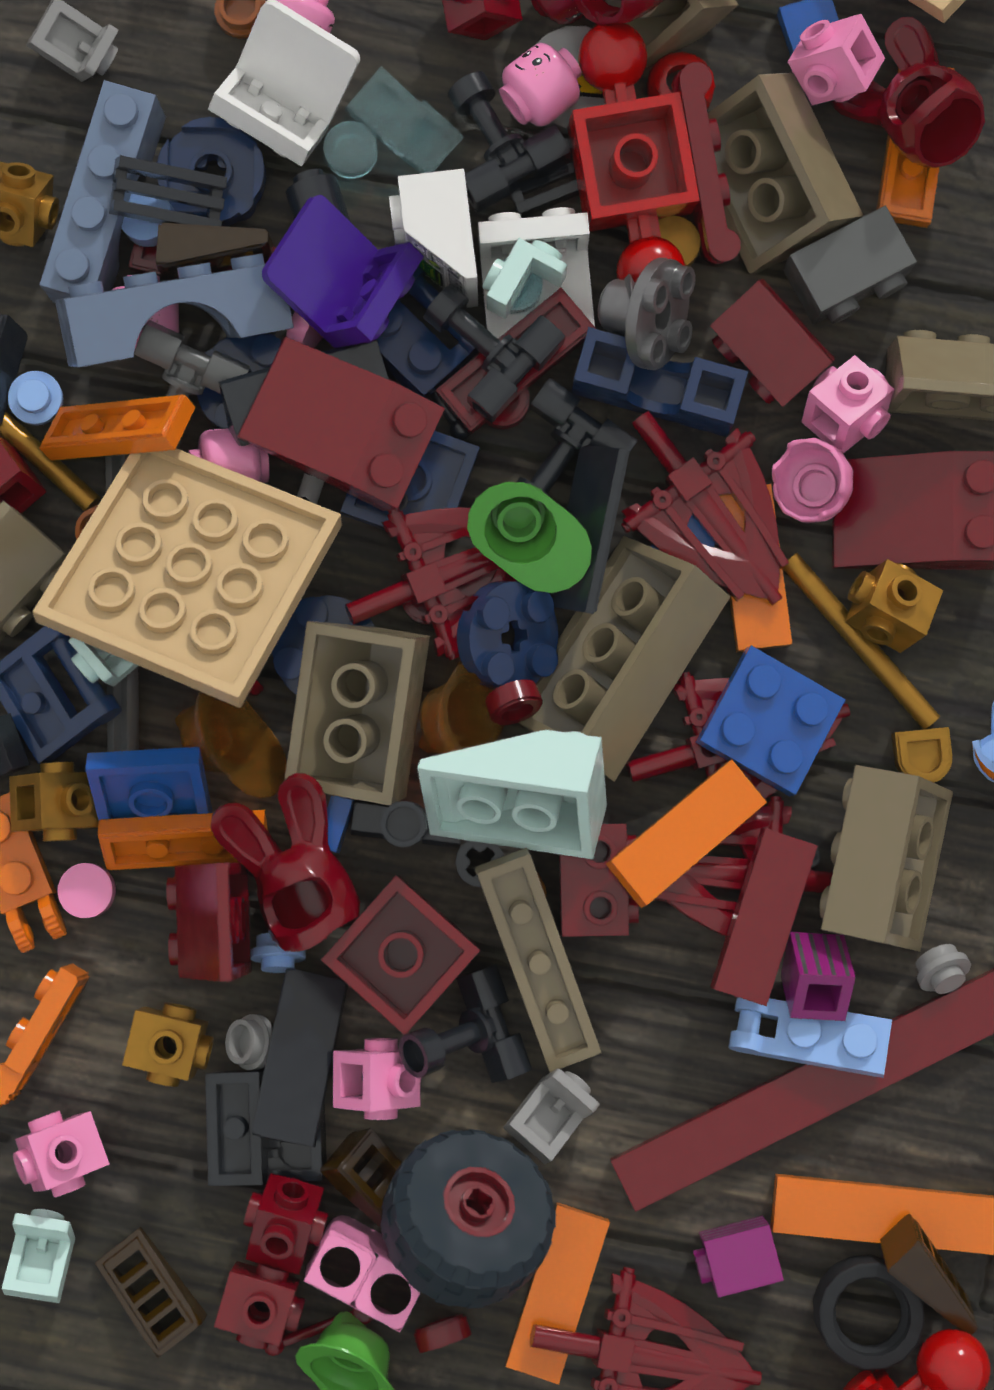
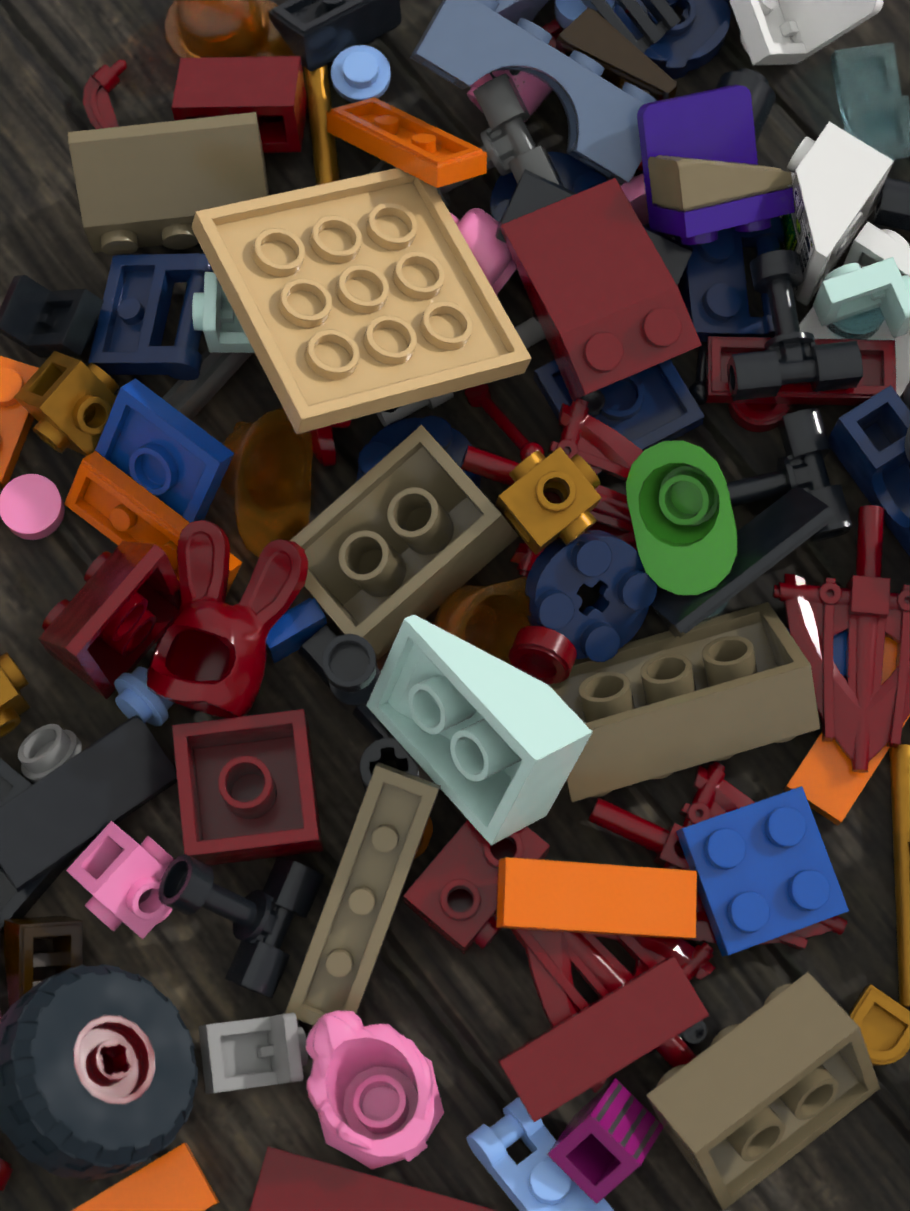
camera: 40 degrees right, 10 degrees down
(349, 288) = (699, 183): none -> dark tan slope
(350, 149) = (807, 90): clear light blue tile -> none
(390, 573) = (481, 397): none -> dark red hinge
(420, 615) = (537, 518): none -> pearl gold brick
(645, 1071) = (371, 1090): none -> bright pink piece

